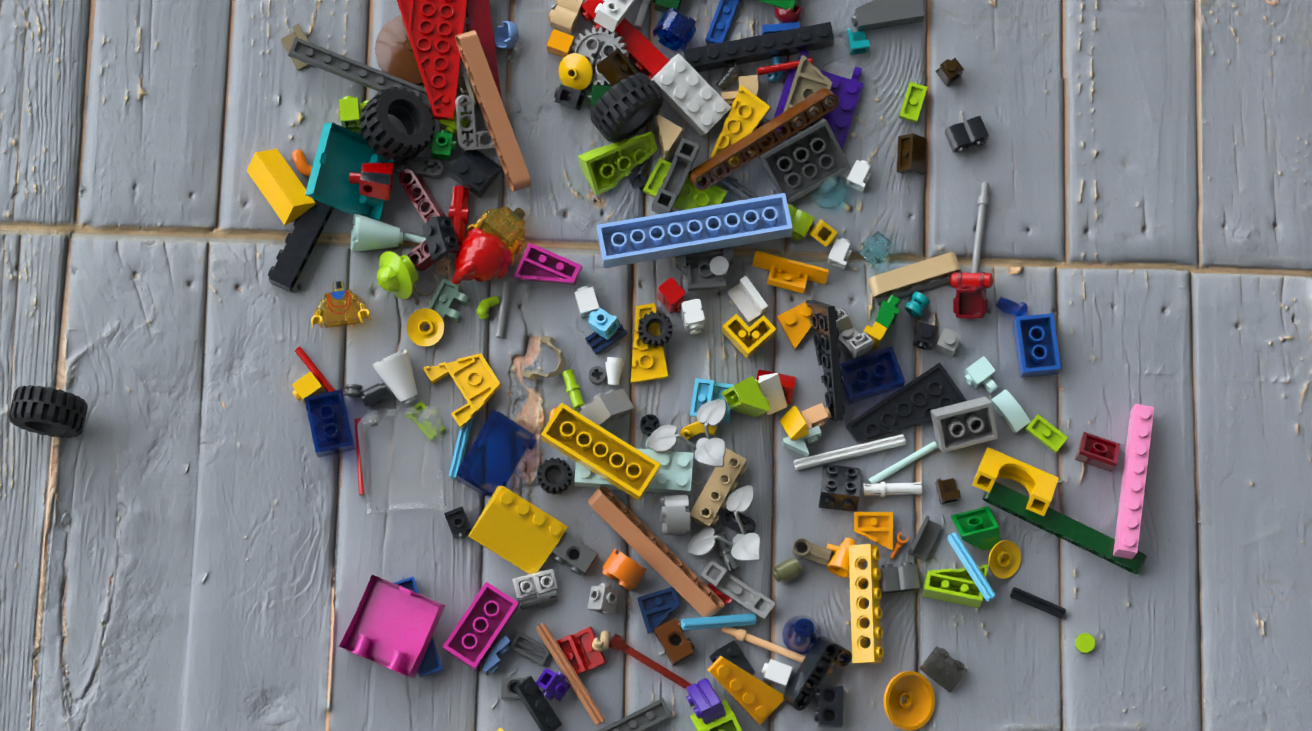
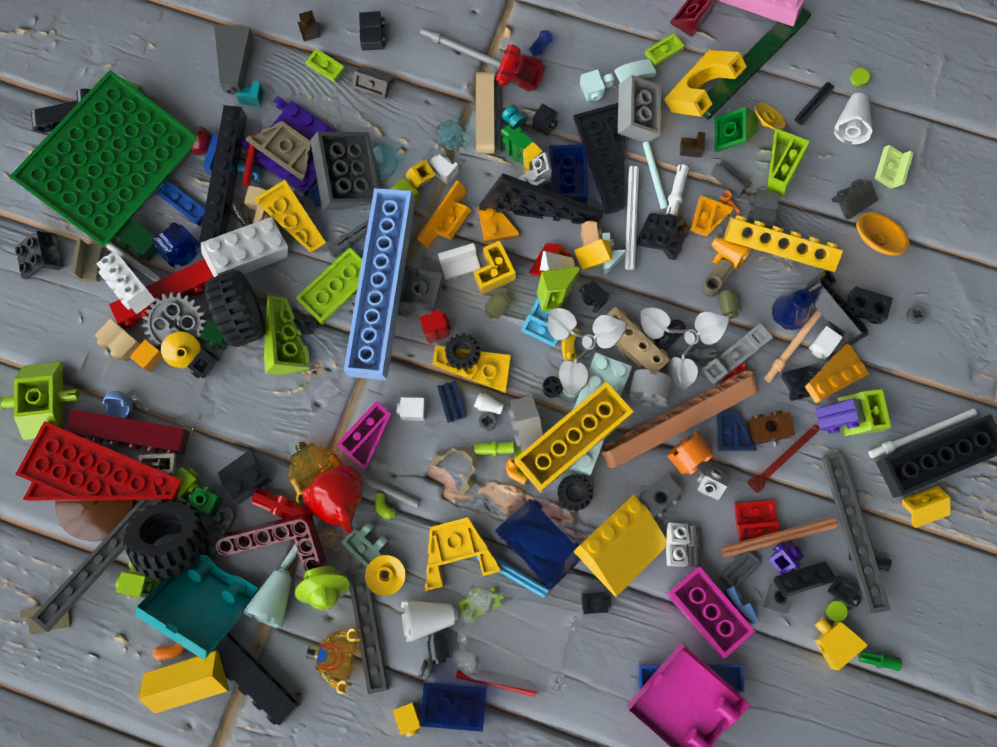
camera: 65 degrees left, 0 degrees up
(314, 370) = (391, 704): red bar -> none
(370, 329) = (370, 640): none -> dark grey tile
(374, 180) = (215, 581): red torso -> none
(440, 237) = (300, 530): black bracket -> none
(475, 136) = (207, 465): light grey beam -> none
(493, 111) = (187, 438): nougat beam -> none
(603, 643) = (757, 496): tan arm -> none
(606, 327) = (446, 399): medium azure brick -> none
(616, 67) = (193, 308): dark brown panel -> none
(668, 135) = (276, 283): tan slope -> none
(676, 177) = (313, 280): dark grey arch -> none
(692, 316) = (461, 313): white brick -> none
(714, 349) = (497, 305): none -> olive brick
(718, 621) = (763, 381): medium azure axle -> none
(719, 266) = (421, 272): light grey tile -> none
(753, 438) = (594, 295): none -> black brick
(772, 139) = (313, 196): reddish brown beam -> none
(858, 175) = (377, 129): white brick -> none
(948, 342) = (558, 100): light grey brick -> none
(971, 566) = (776, 140): medium azure axle -> none
(990, 698) = (893, 167): none -> yellowish green bracket
(1030, 645) = (855, 120): none -> white cone
(1036, 345) = (584, 30): blue brick -> none

